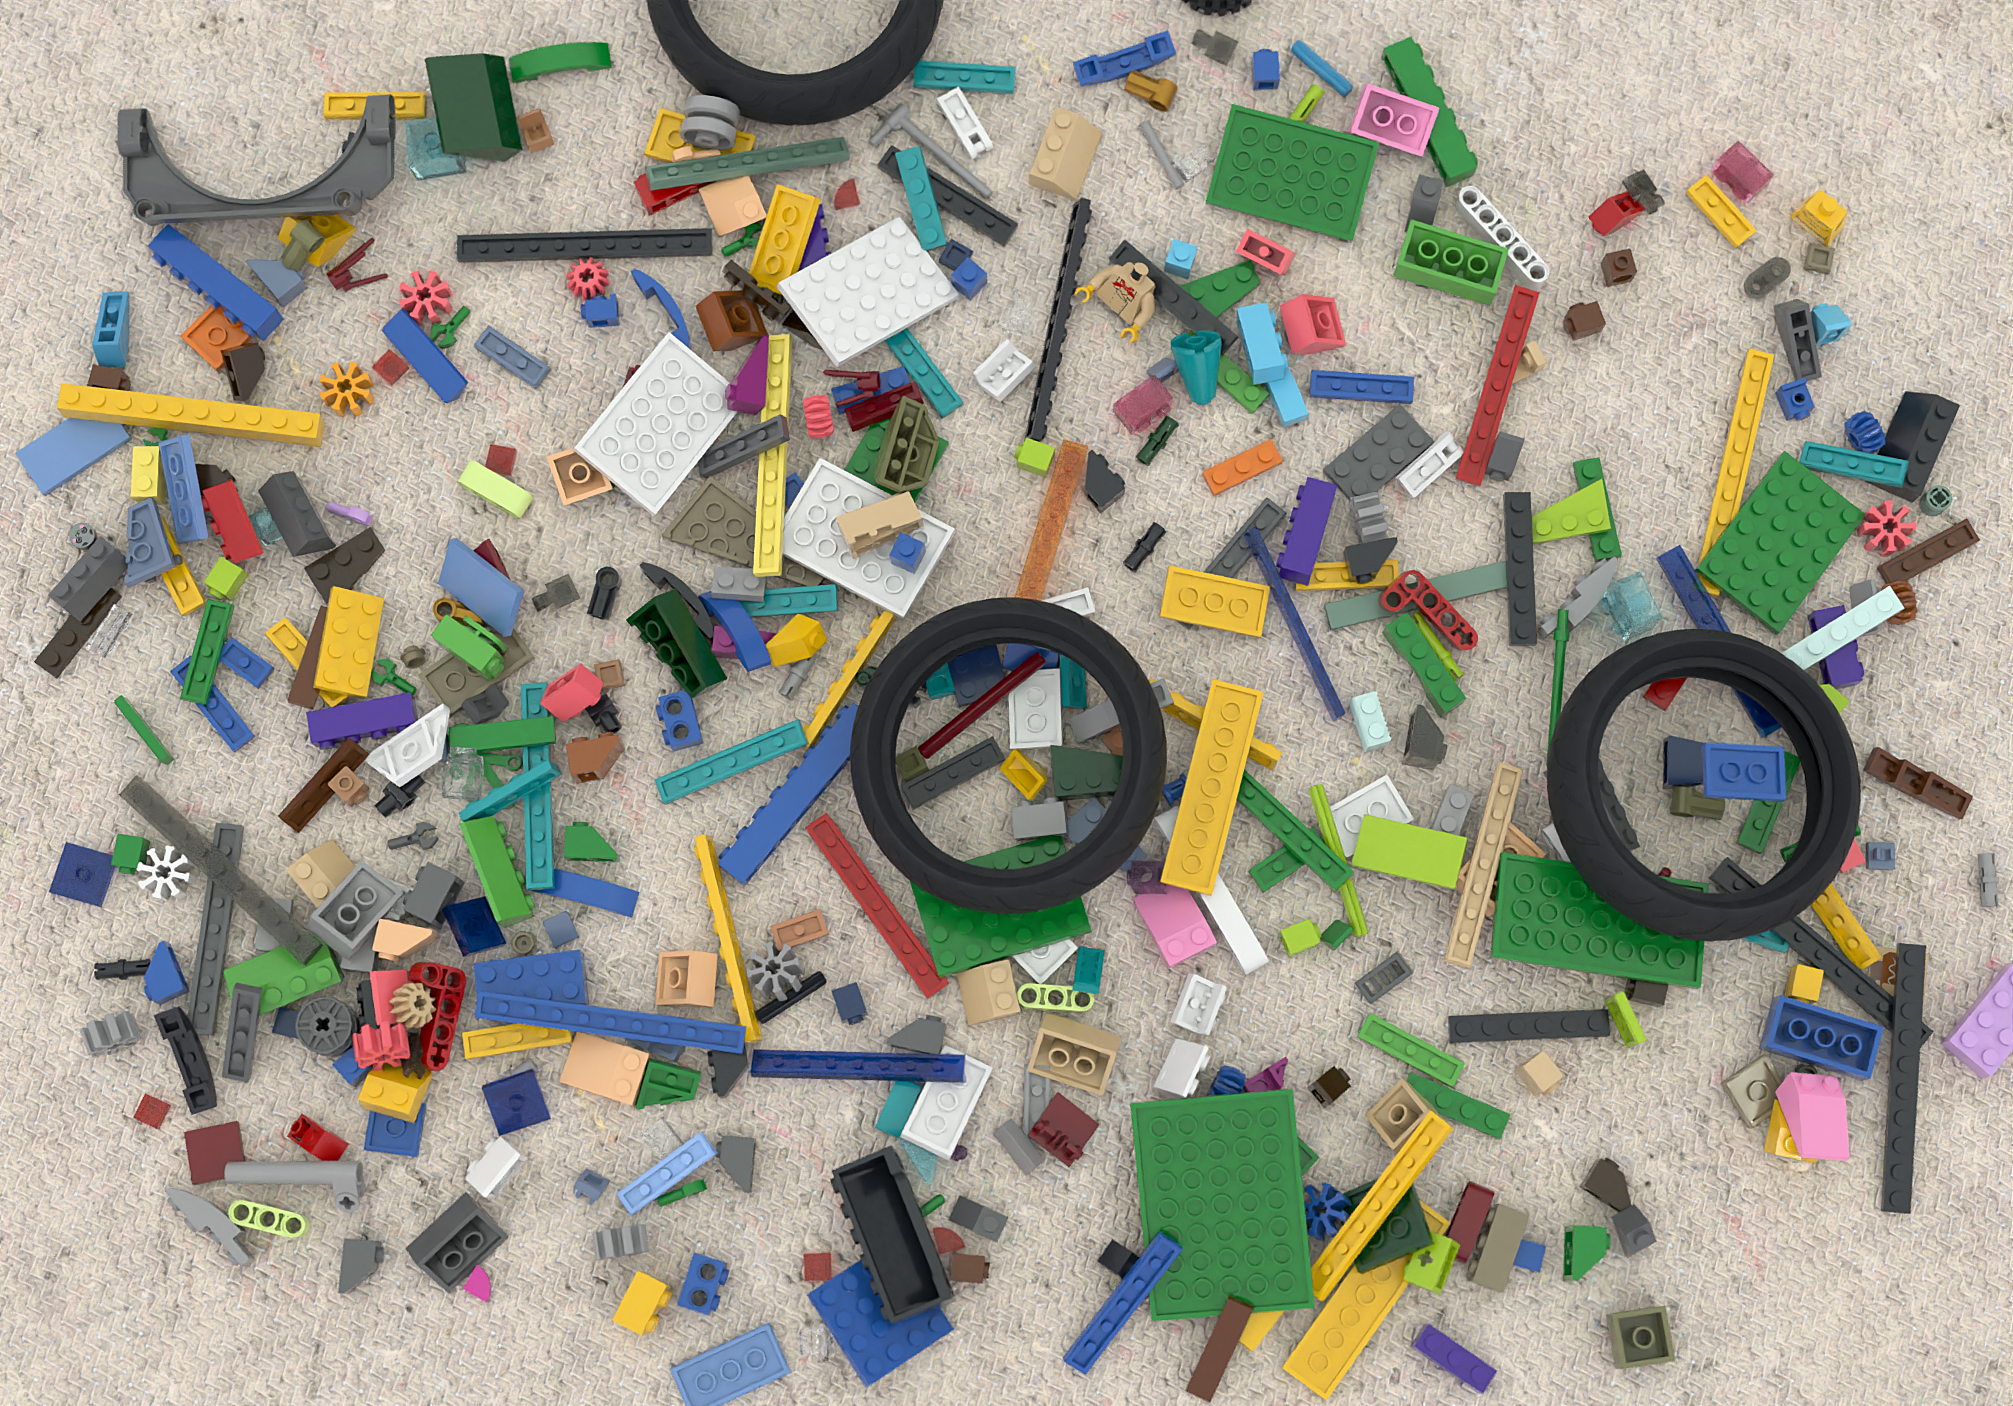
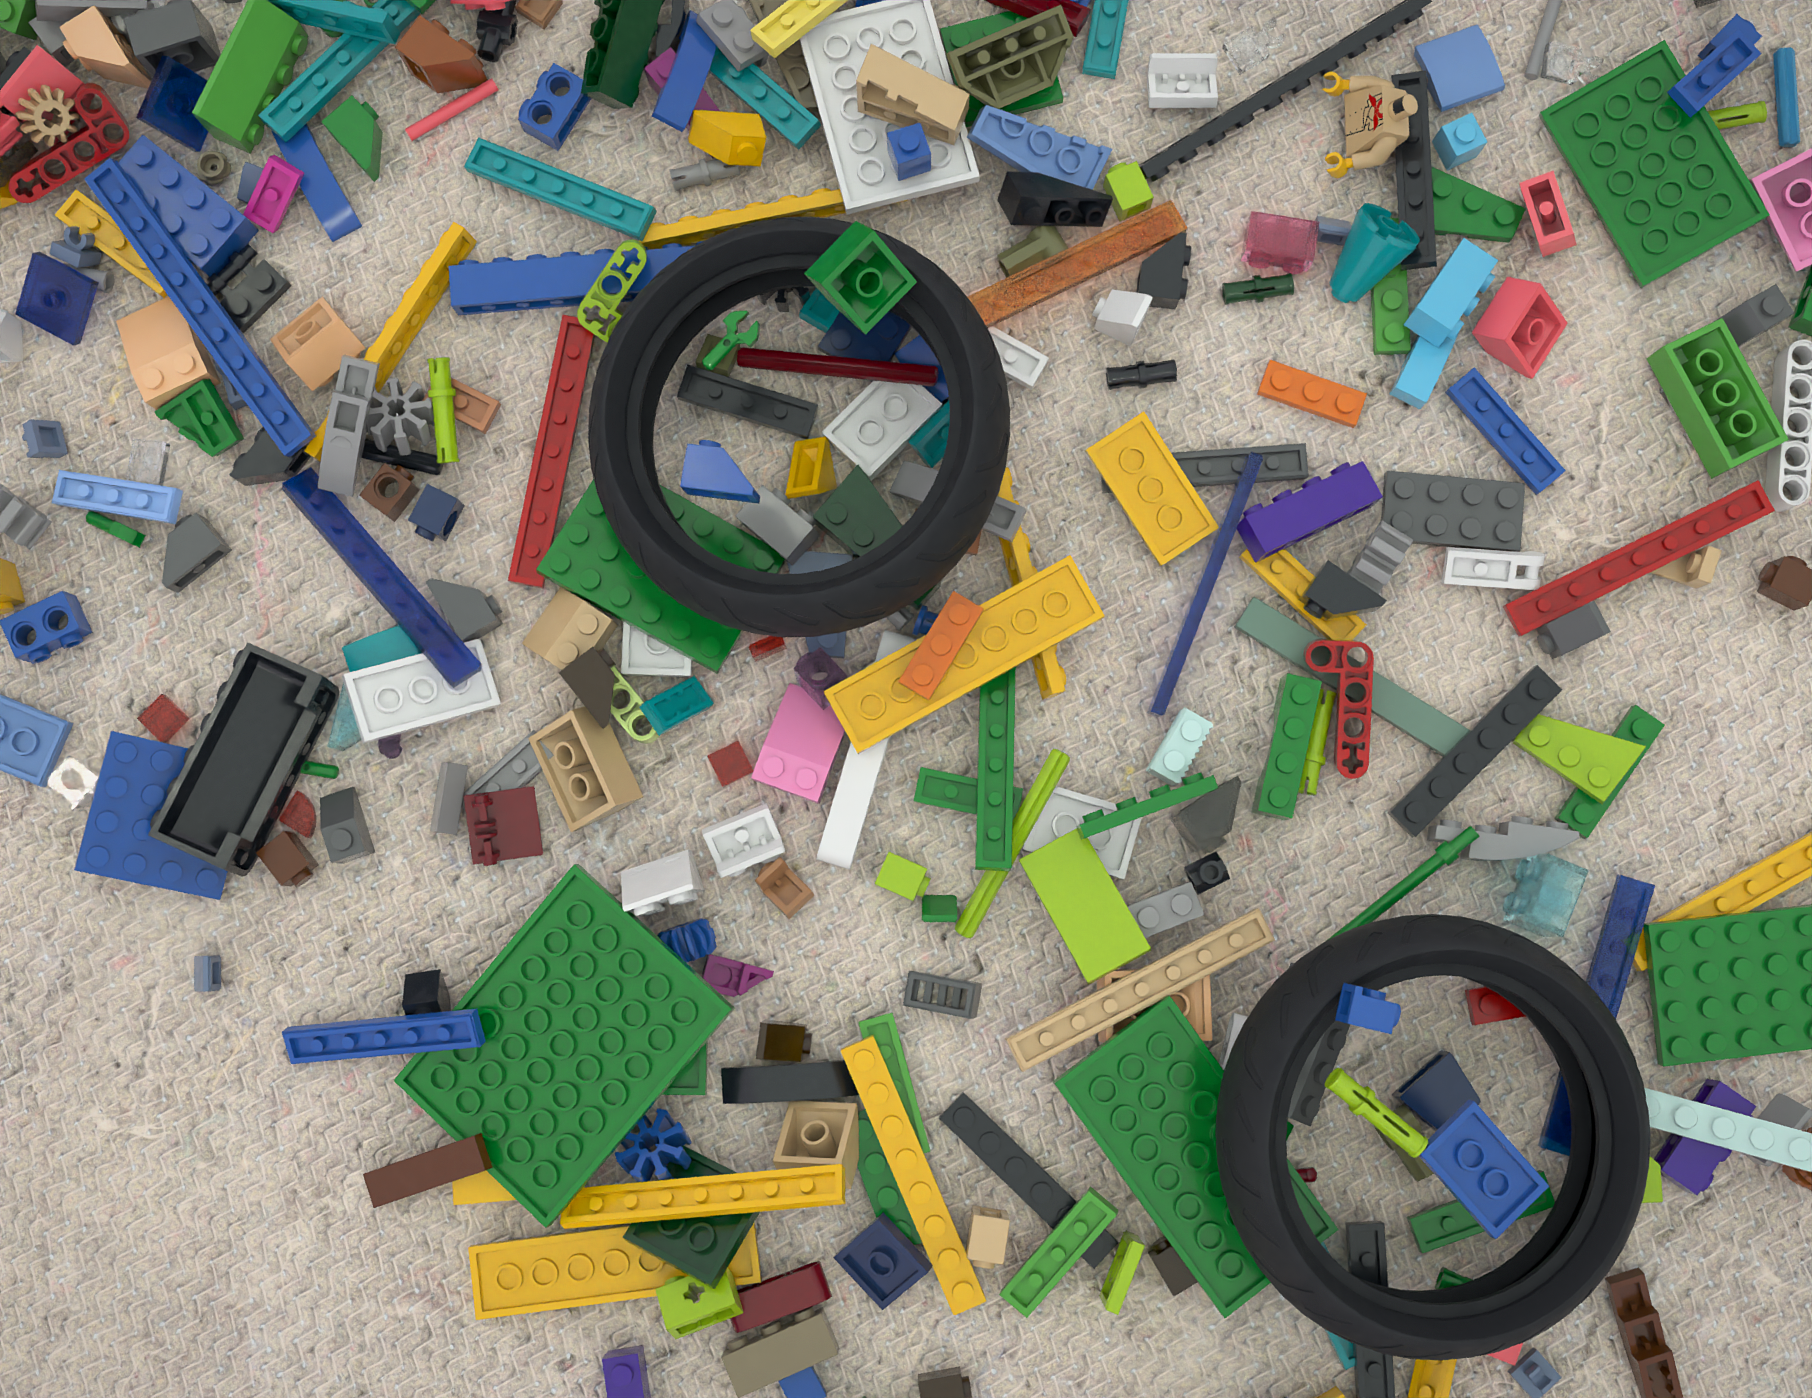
camera: 50 degrees right, 5 degrees up
(499, 1066) = (74, 251): none -> sand blue tile
(578, 922) = (273, 193): none -> dark pink plate
(620, 986) = (253, 294): none -> black plate
(622, 779) = (451, 109): none -> coral bar
(760, 1002) = (347, 425): none -> light grey slope
(797, 943) = (443, 409): none -> lime pin
(817, 1027) = (375, 491): none -> reddish brown brick
(828, 794) = (606, 301): none -> lime beam
(933, 744) = (730, 340): none -> green bar
(972, 642) = (861, 276): none -> green slope
(978, 481) = (1038, 147): none -> medium blue wing
(987, 1377) = (207, 973): none -> sand blue slope
(1001, 506) = (1048, 201): none -> black slope
(1002, 819) = (714, 474): none -> slope
(1020, 537) = (1038, 246): none -> olive piece
(1037, 1001) = (592, 682): none -> dark brown slope
(1101, 892) = (767, 647): none -> clear red tile
(1103, 526) = (1121, 314): none -> white slope
(1139, 219) = (1459, 68): none -> medium blue slope
(1147, 973) = (730, 764): none -> clear red tile
(1197, 794) = (941, 645): none -> orange plate
(1245, 1007) = (783, 887): none -> medium nougat bracket
(1276, 97) = (1714, 73): none -> blue plate
(1355, 1104) = (787, 1082): none -> black slope
(1390, 757) = (1160, 799): none -> green plate
(1453, 771) = (1207, 872): none -> black axle
(1469, 1083) = (913, 1175): none -> yellow plate
(1501, 1144) = (883, 1261): none -> dark blue plate
(1583, 1044) = (1058, 1252): none -> bright green plate
(1607, 750) = (1367, 1009): none -> blue brick
(1654, 798) = (1364, 1103): none -> lime pin

